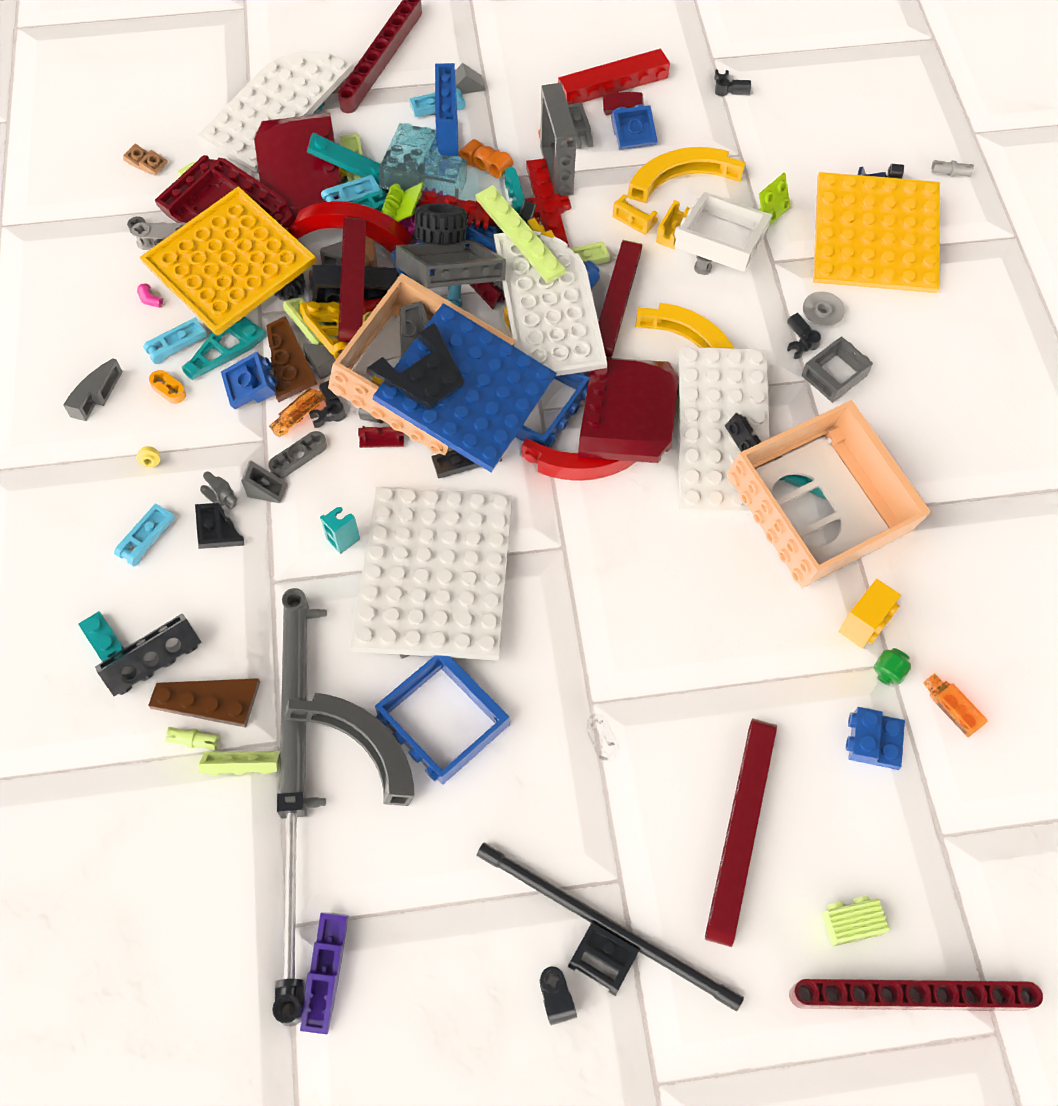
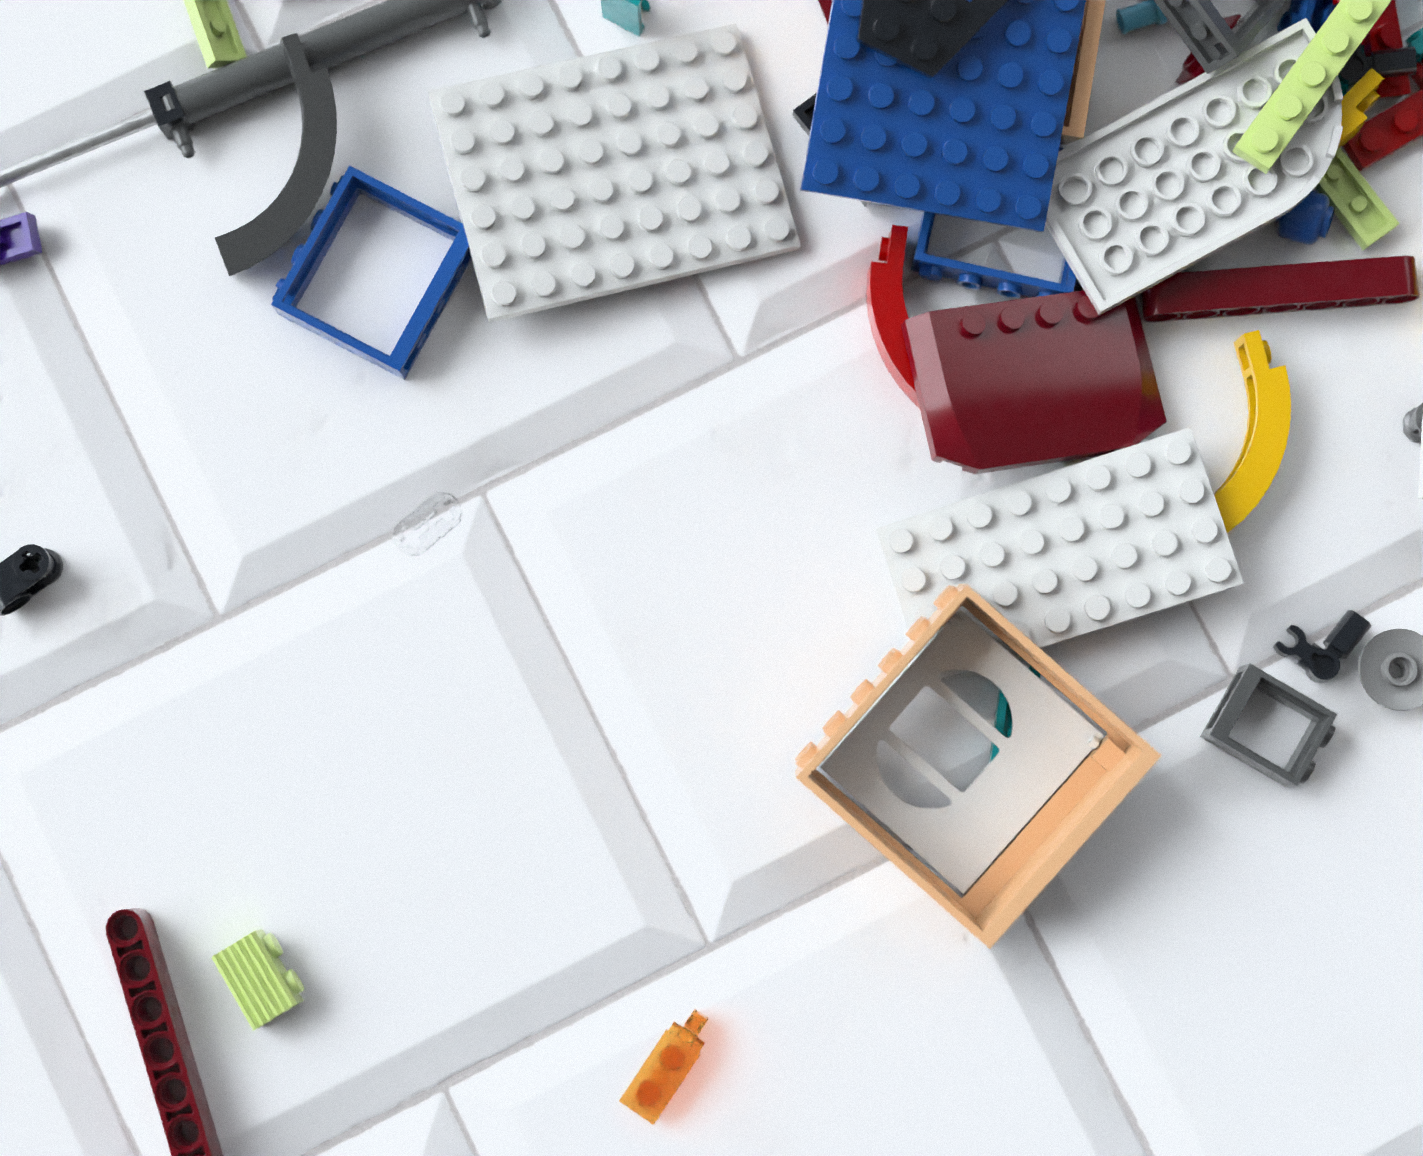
camera: 70 degrees right, 20 degrees up
(609, 951) = (105, 632): black plate -> none
(718, 991) = (99, 805): black piece -> none
(741, 432) = (1053, 579): black hinge -> none
(741, 834) = (348, 775): dark red beam -> none
(871, 614) = (773, 890): yellow brick -> none
(875, 738) = (566, 950): blue plate -> none
(892, 666) = (698, 949): green head -> none

